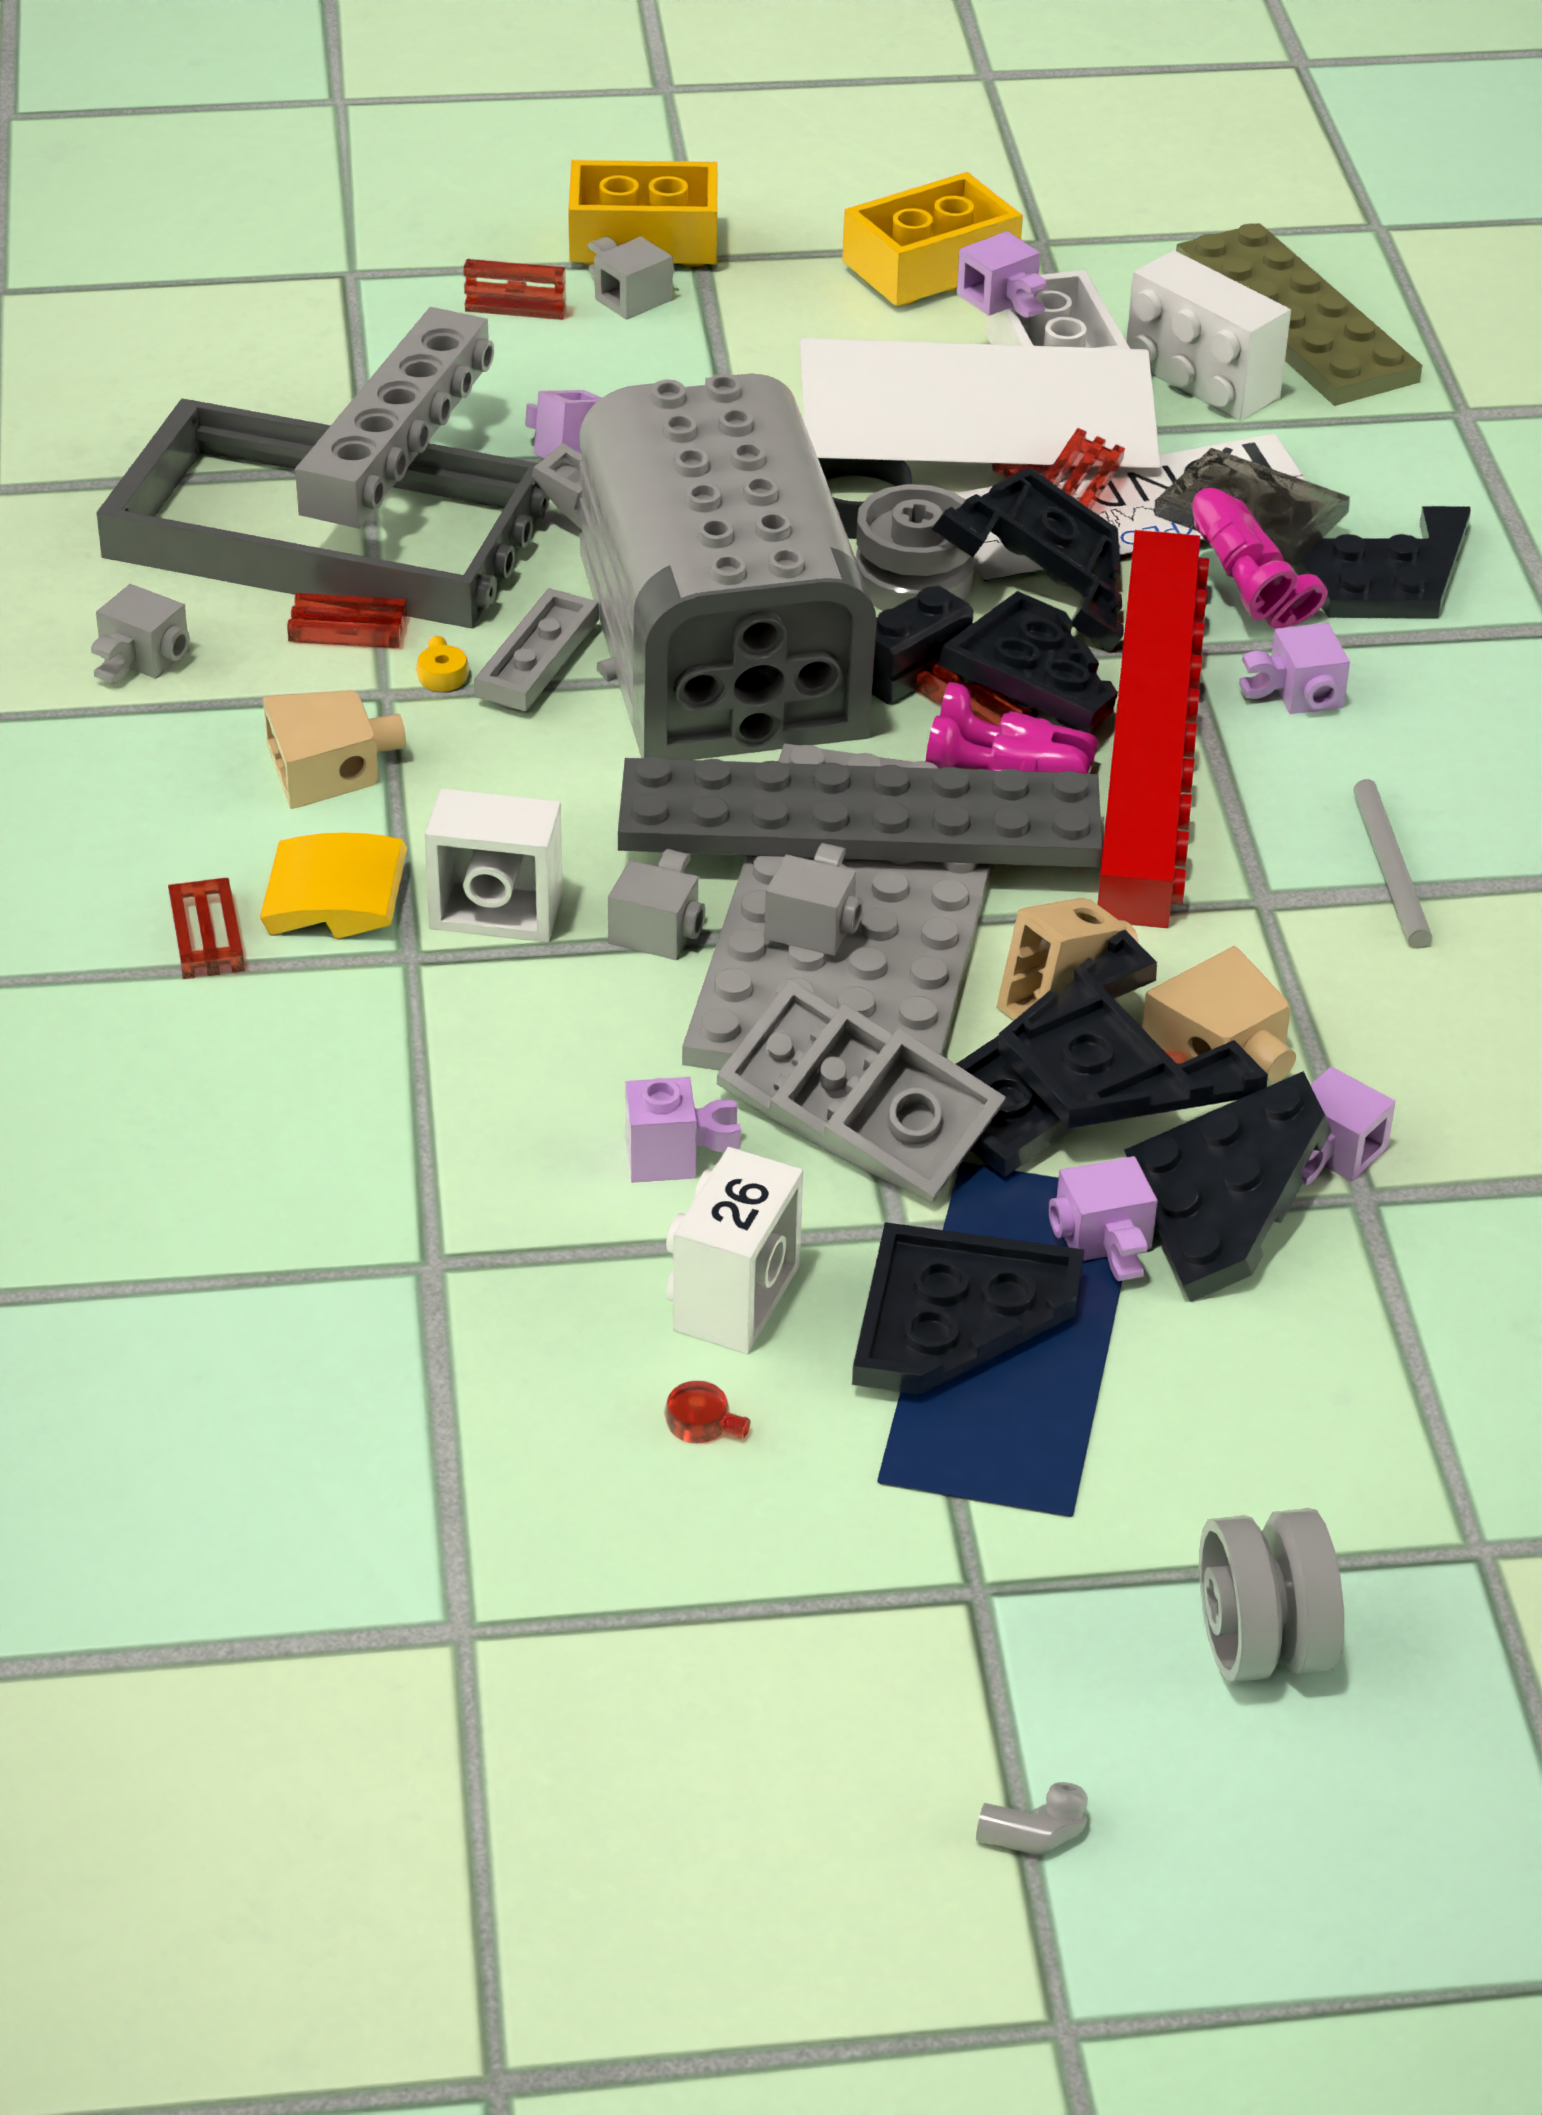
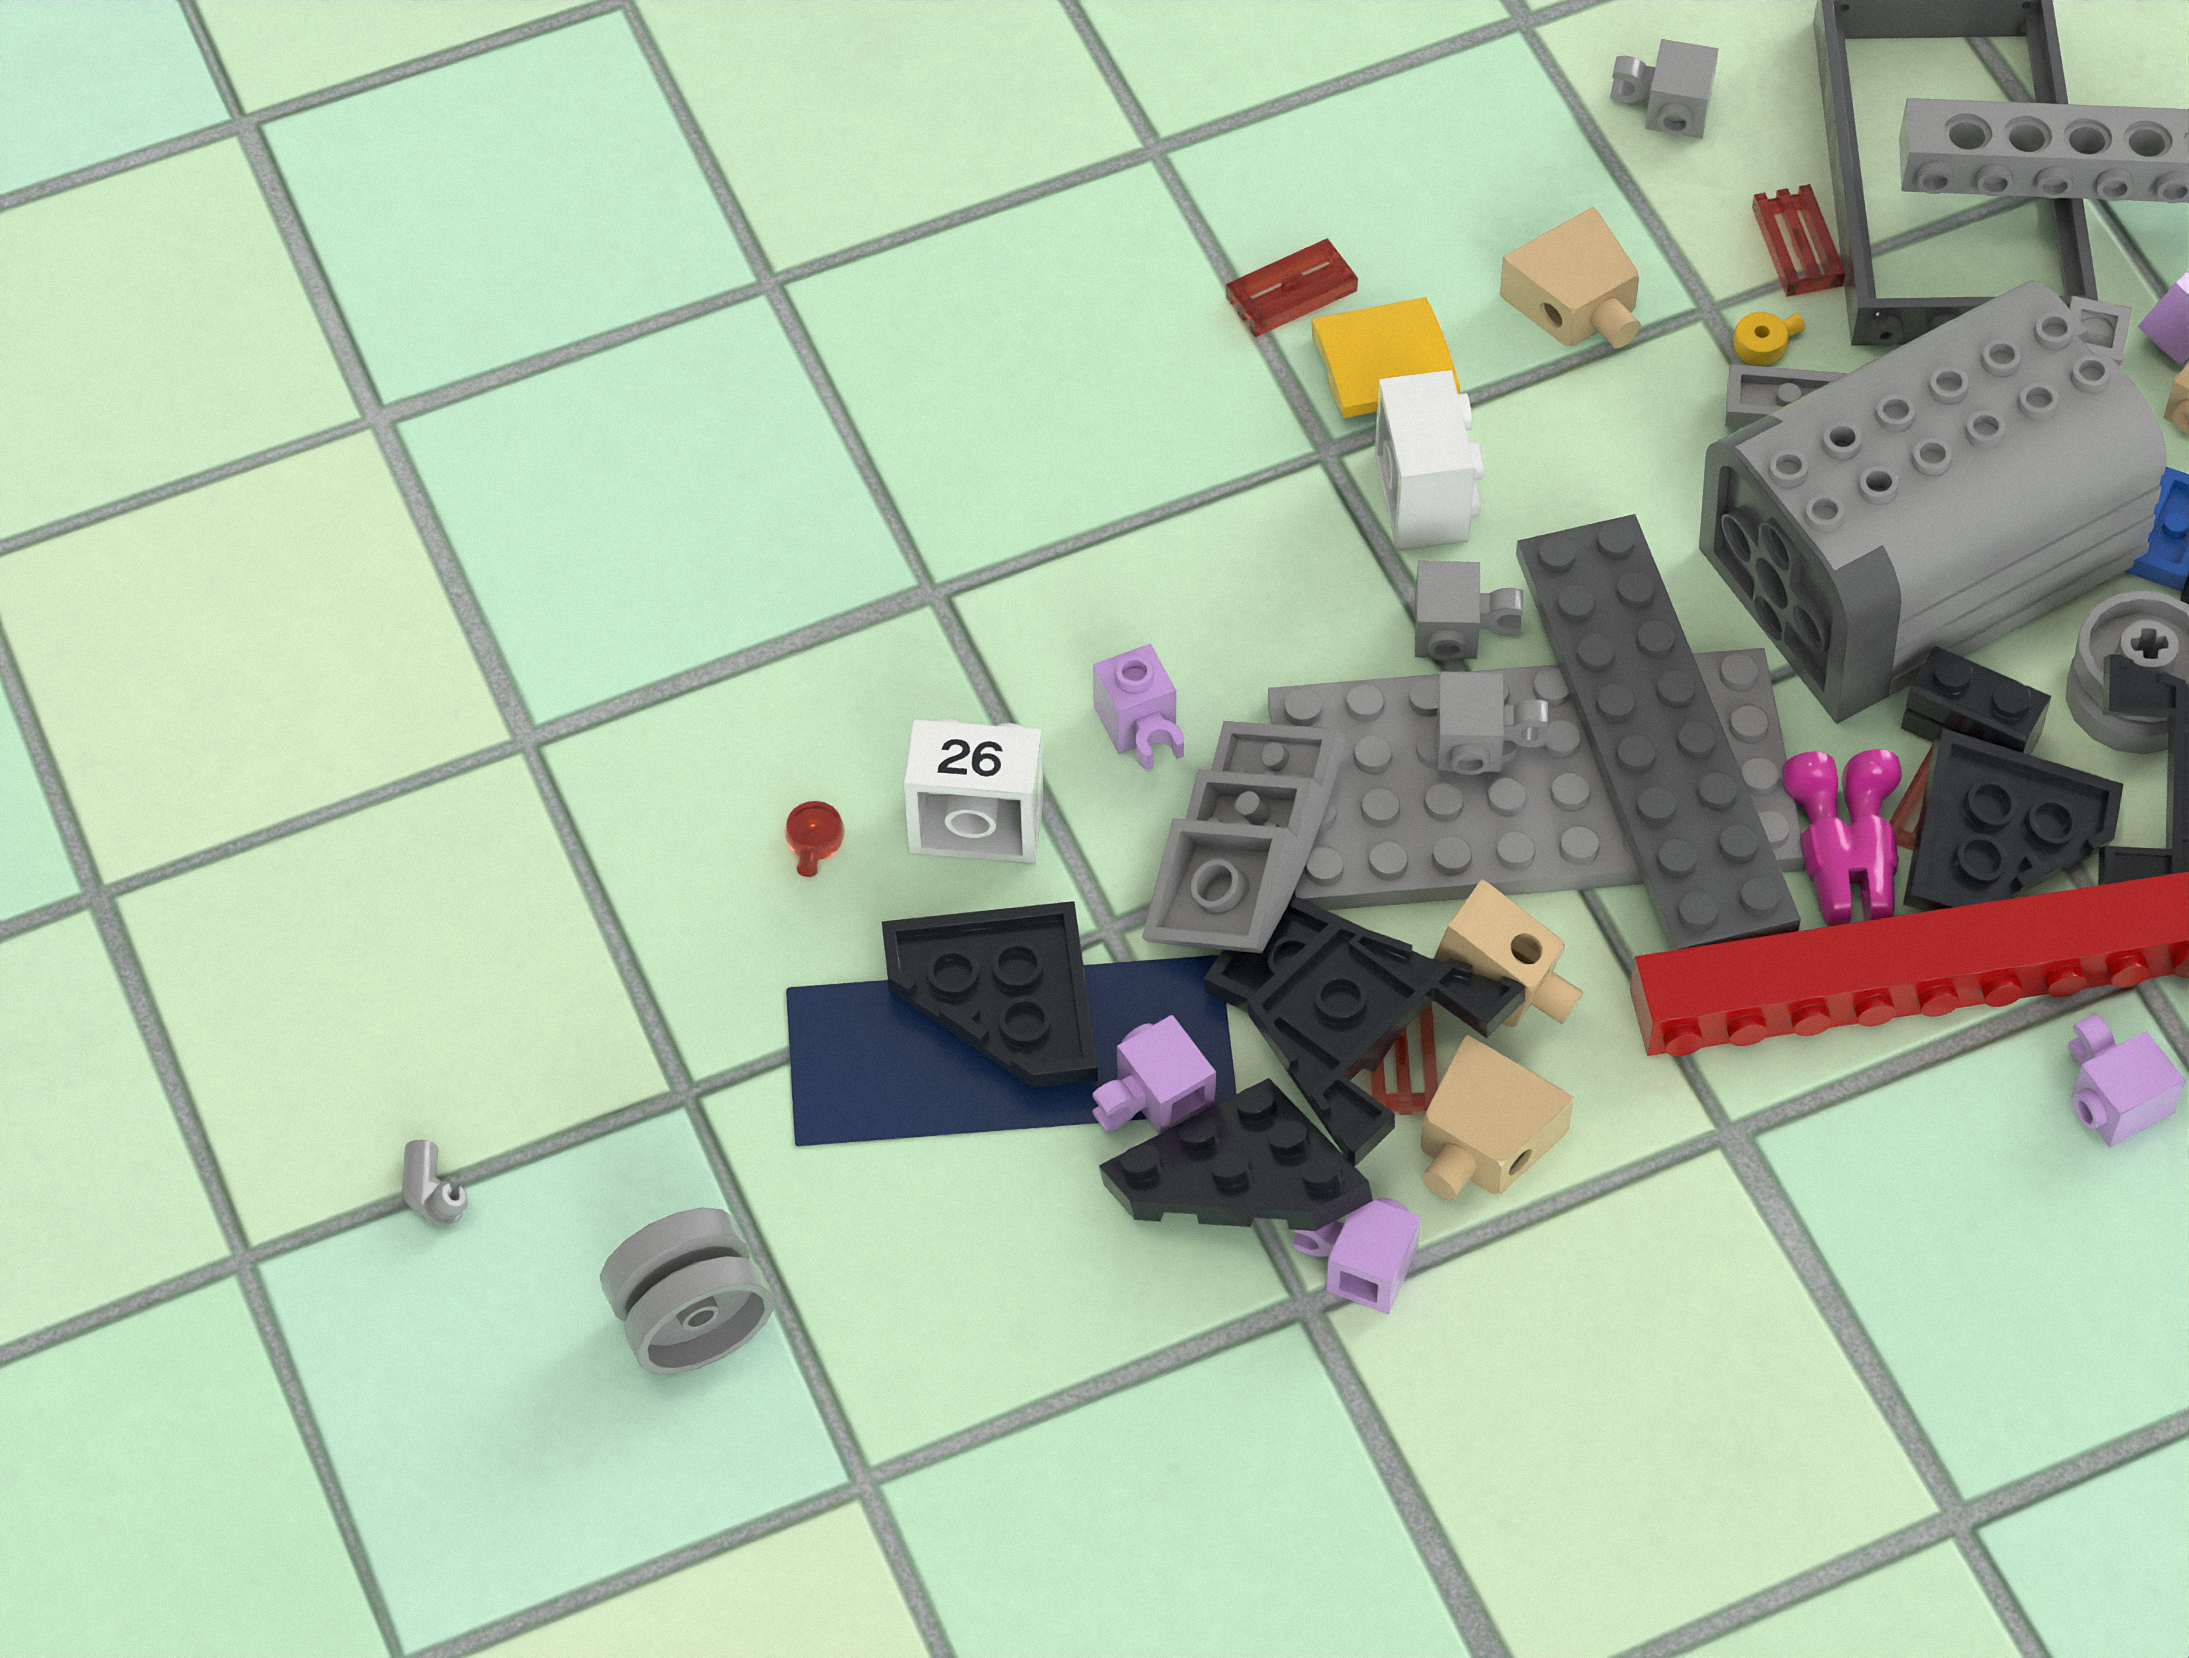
camera: 75 degrees right, 15 degrees up
(1392, 864) = (1837, 1236): light grey bar -> none

